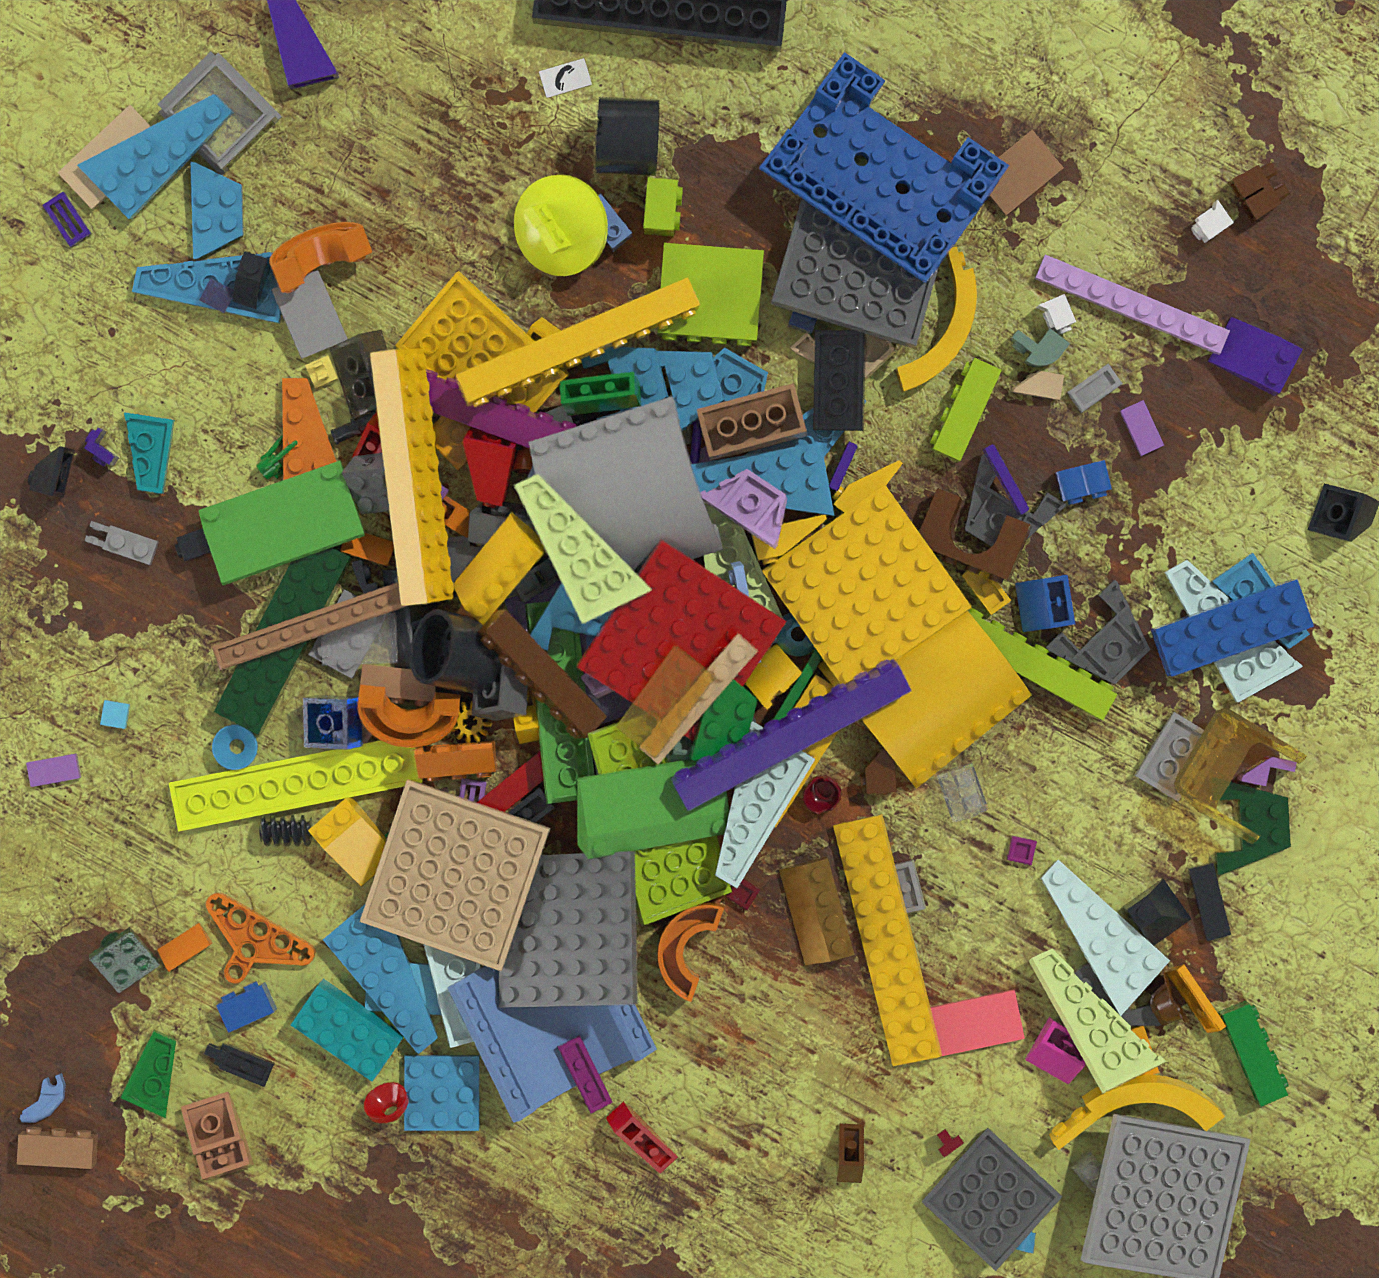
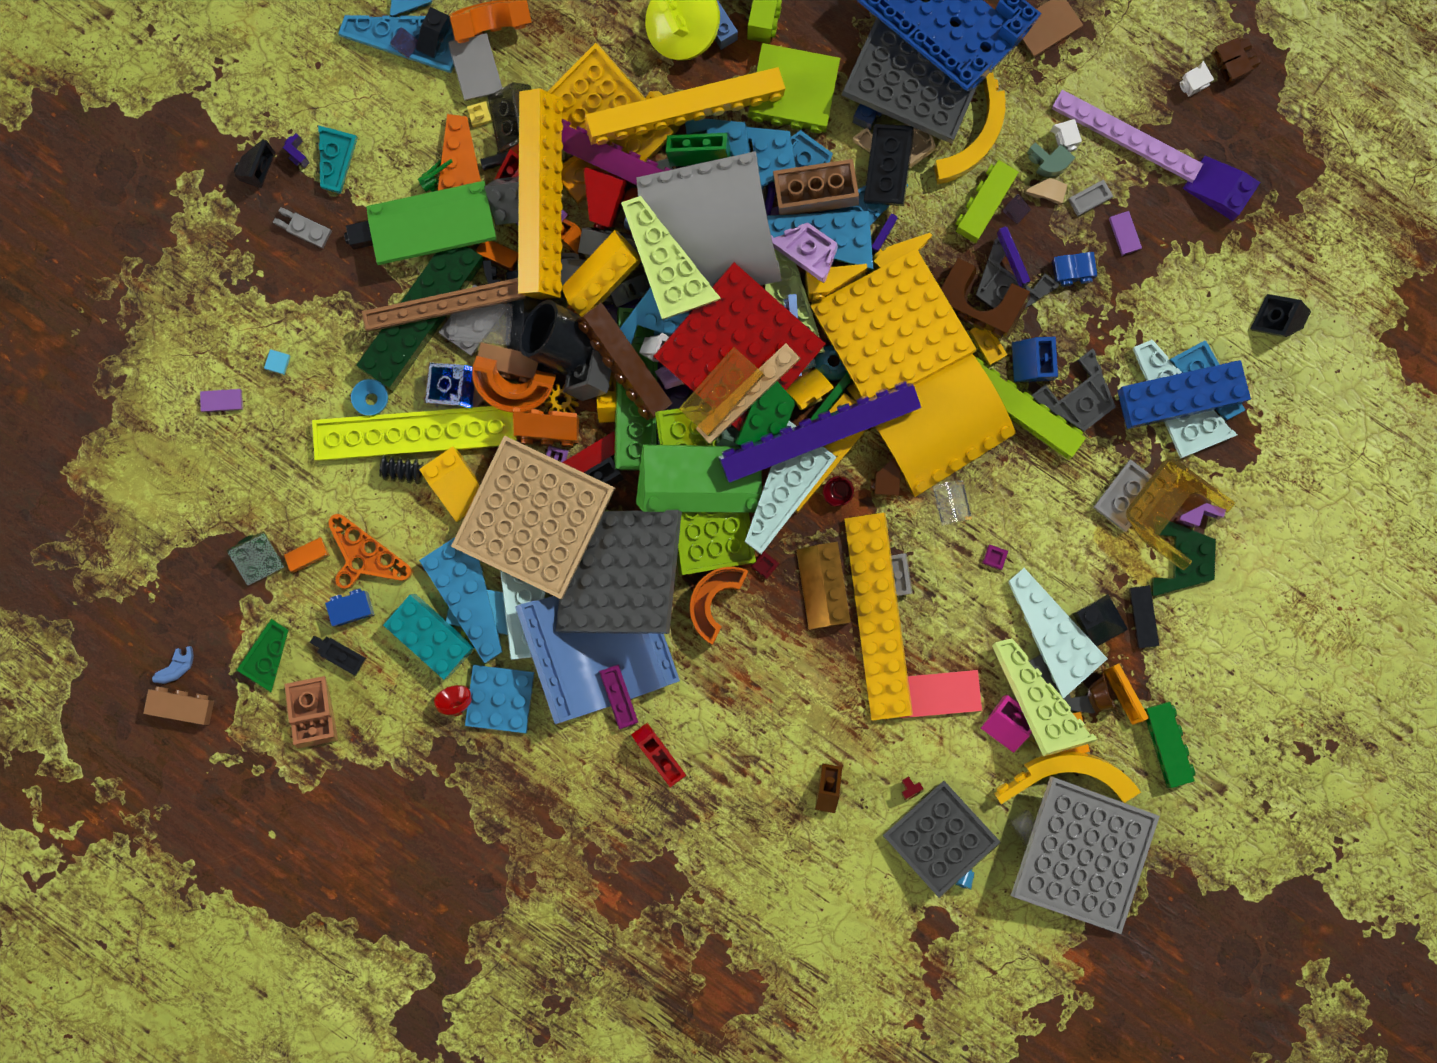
camera: 10 degrees right, 5 degrees down
(574, 648) = (651, 345): none -> white window
(1004, 413) = (1017, 209): none -> slope

